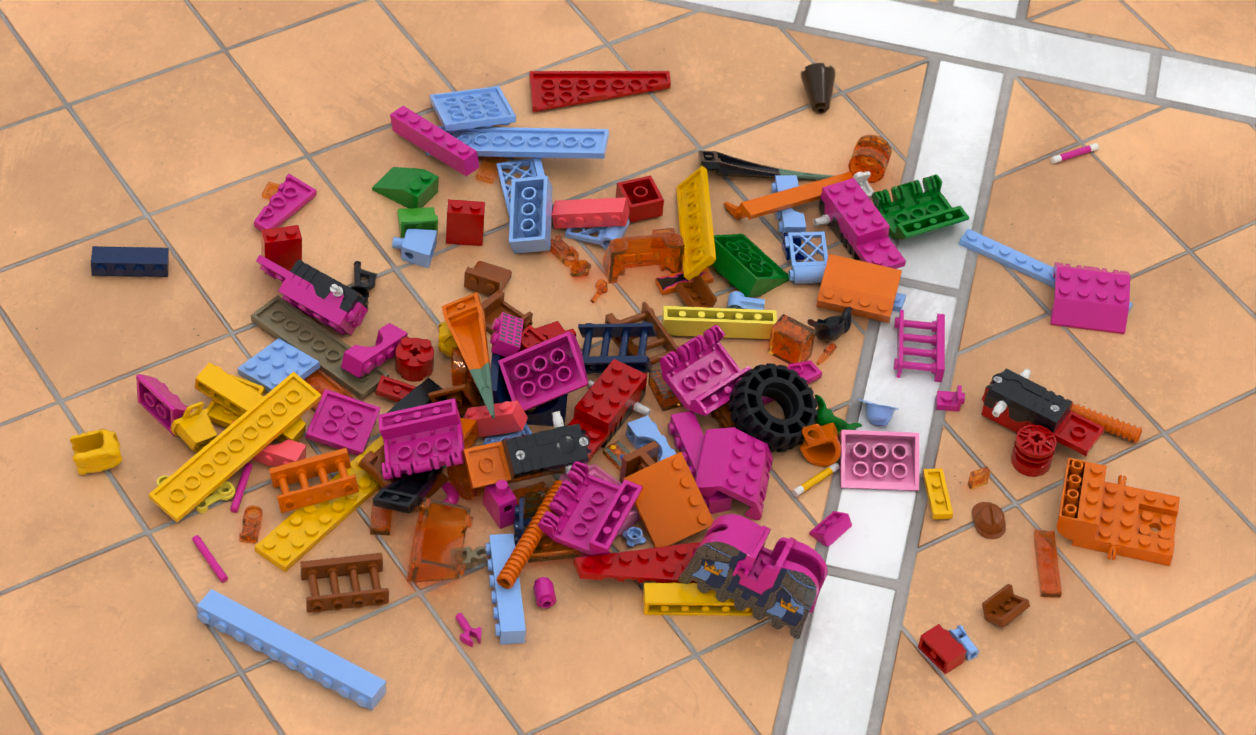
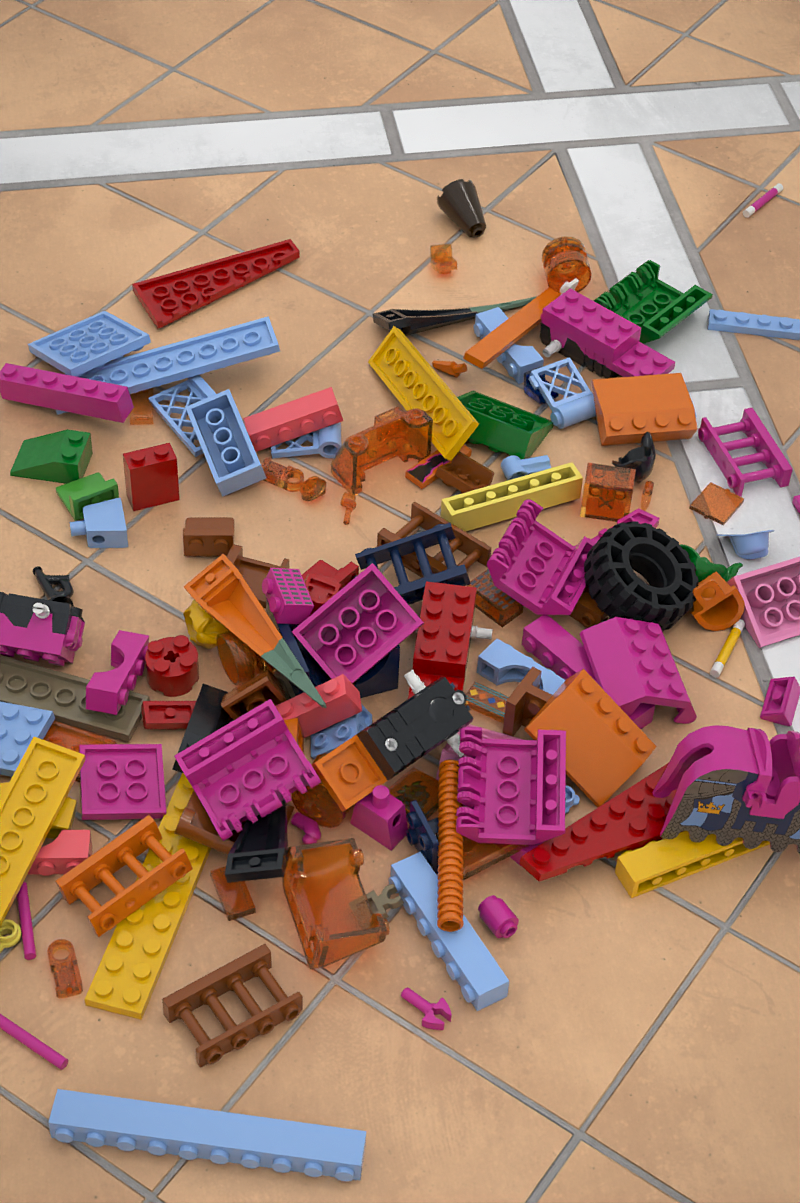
camera: 20 degrees left, 0 degrees up
(642, 198) = (348, 383): red brick -> none
(779, 123) = (442, 258): none -> clear orange bracket
(876, 377) = (716, 503): none -> clear orange piece

